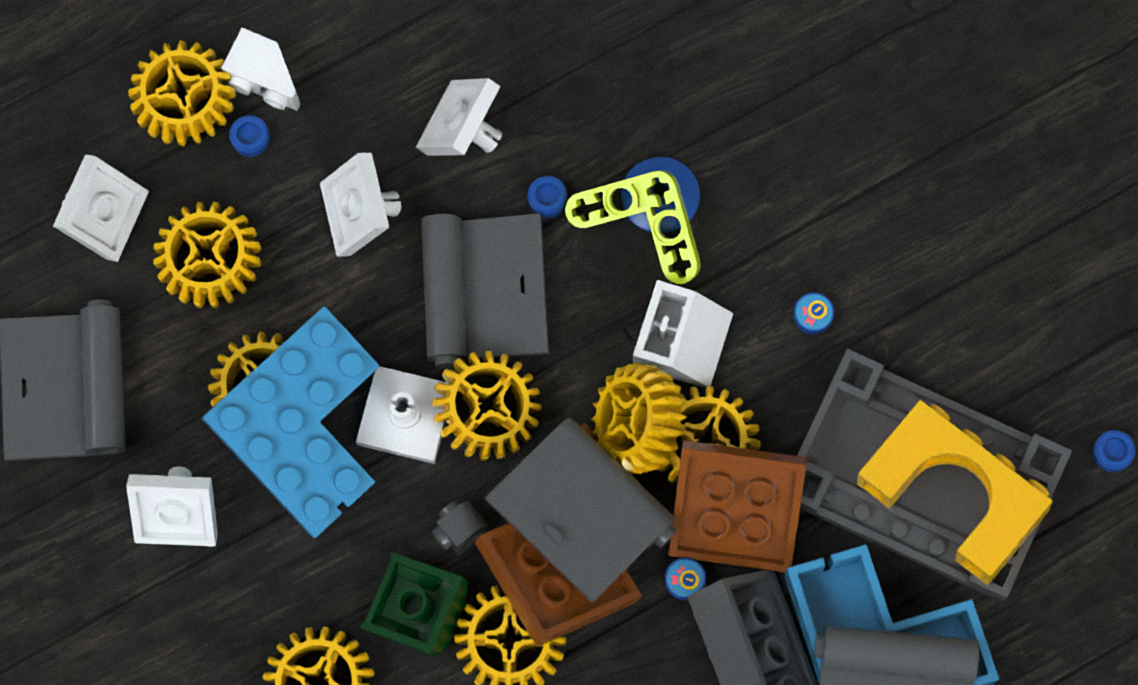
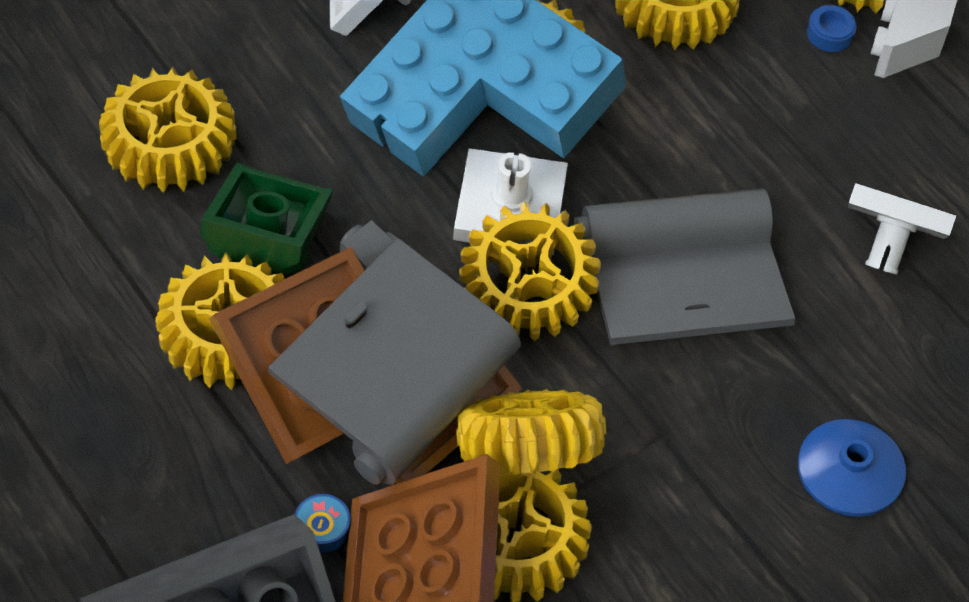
camera: 75 degrees right, 20 degrees down
(356, 204) = (766, 124): white tile -> none
(547, 196) = (821, 334): blue tile -> none
(645, 201) = (832, 432): neon yellow beam -> none
(683, 334) = (657, 486): white slope -> none

